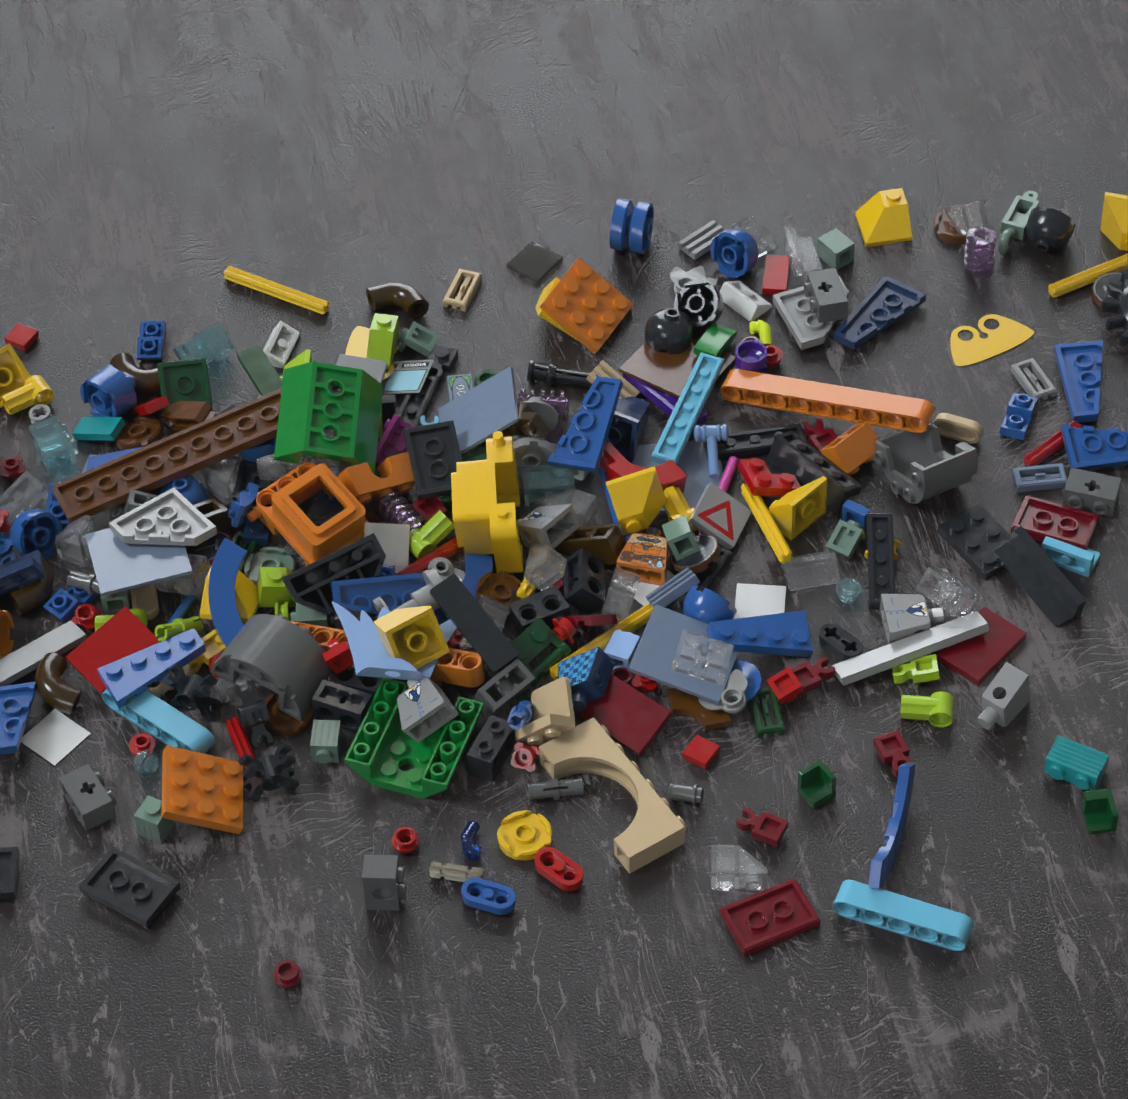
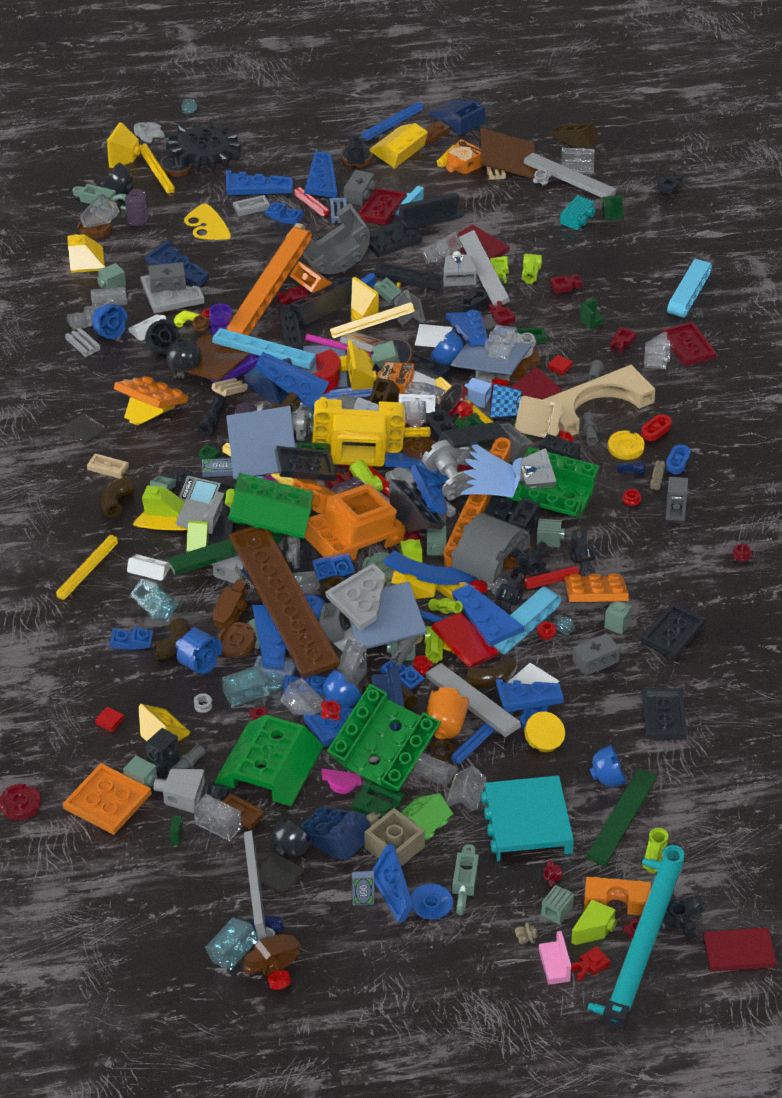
camera: 90 degrees left, 5 degrees down
(33, 392) = (181, 705): yellow piece -> none
(98, 428) = (228, 660): teal tile -> none
(150, 406) = (217, 622): red tile -> none
(185, 381) = (192, 610): dark green tile -> none
(282, 610) = (429, 552): lime bush -> none
(339, 655) = (490, 507): red tile -> none
(412, 635) = (491, 460): yellow slope -> none
(520, 714) = (541, 429): blue pin -> none
(631, 226) = (74, 365): blue wheel -> none
(673, 588) = (421, 354): sand blue tile -> none
(680, 277) = (128, 350): light grey plate -> none
(712, 434) = (290, 340): medium blue piece -> none
(715, 340) = (199, 336): green slope -> none
(764, 483) = (335, 319): red plate -> none
(775, 274) = (133, 310): tile -> none
(785, 685) = (514, 319): red tile -> none
(848, 590) = (428, 295): clear light blue plate -> none
(886, 855) = (629, 286): blue tile -> none
(1004, 697) = (529, 231): light grey torso -> none

